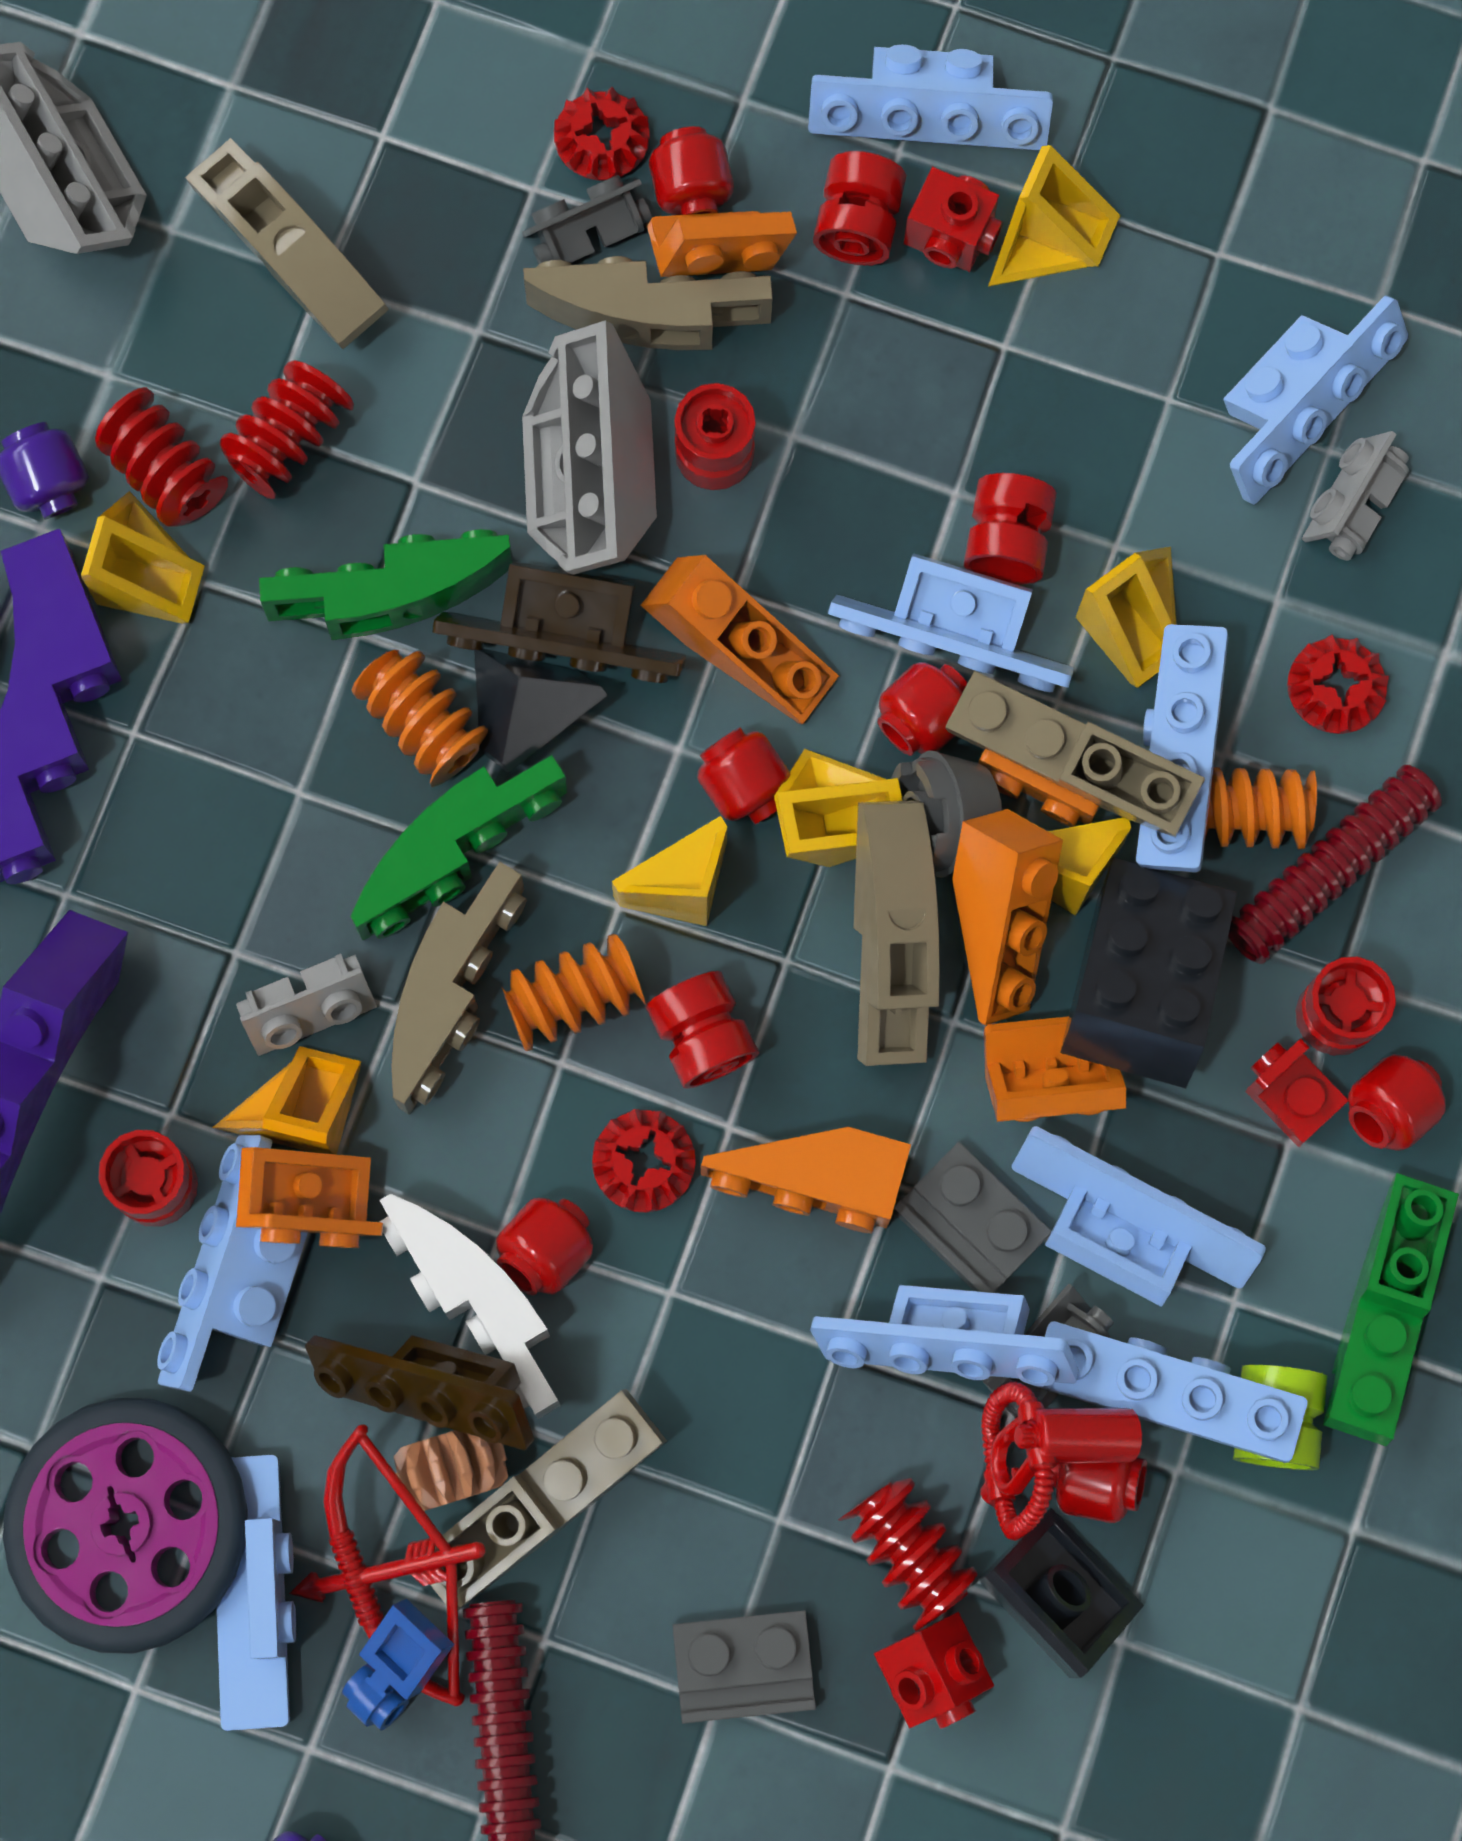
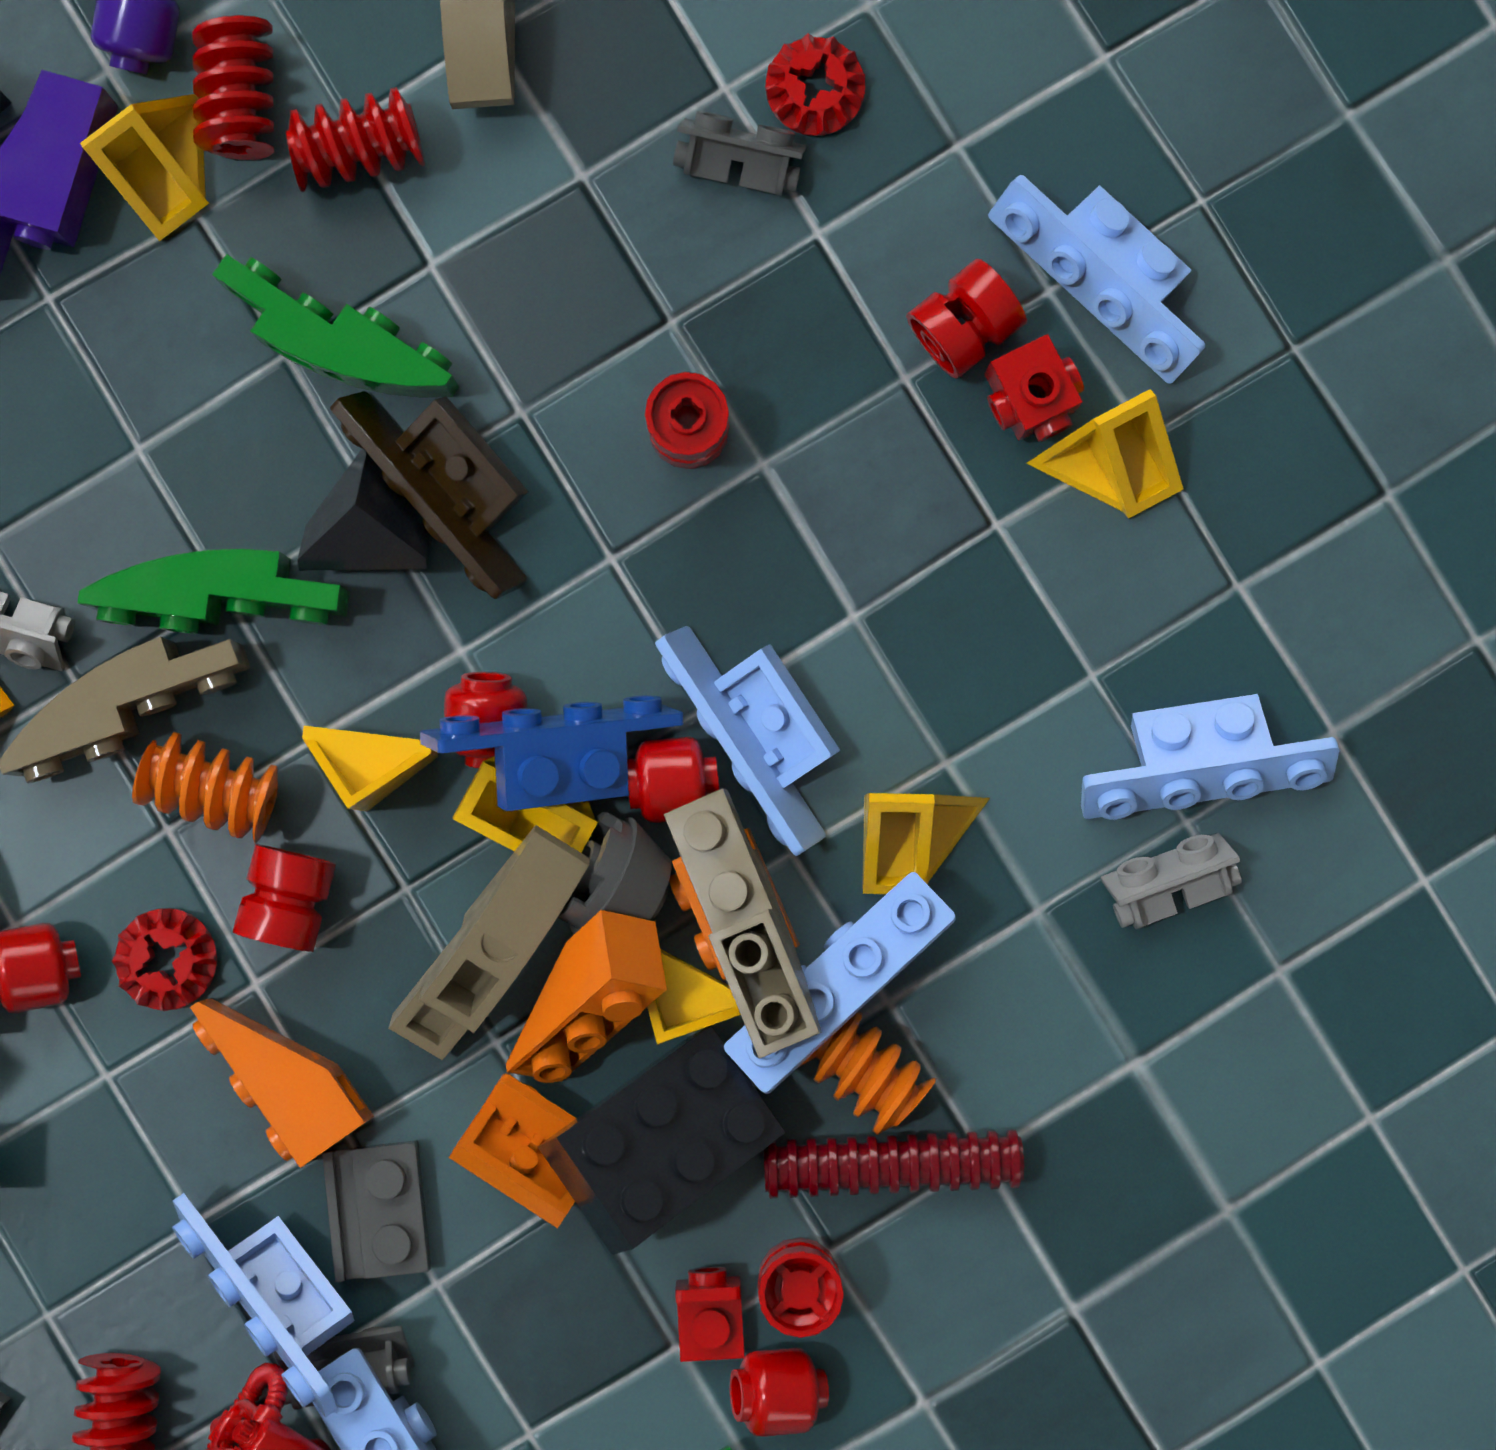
camera: 40 degrees right, 10 degrees up
(419, 715) = (271, 465): orange piece -> none
(588, 452) = (575, 358): light grey wedge -> none
(660, 315) = (710, 247): dark tan slope -> none
(691, 172) = (853, 180): red head -> none
(720, 242) = (825, 255): orange bracket -> none
(738, 636) = (575, 601): orange slope -> none
(831, 748) = (556, 756): none -> blue bracket
(1011, 519) = (863, 686): red wheel -> none
(1128, 1226) = (483, 1318): light blue bracket -> none
(1321, 704) = (995, 1029): red gear -> none

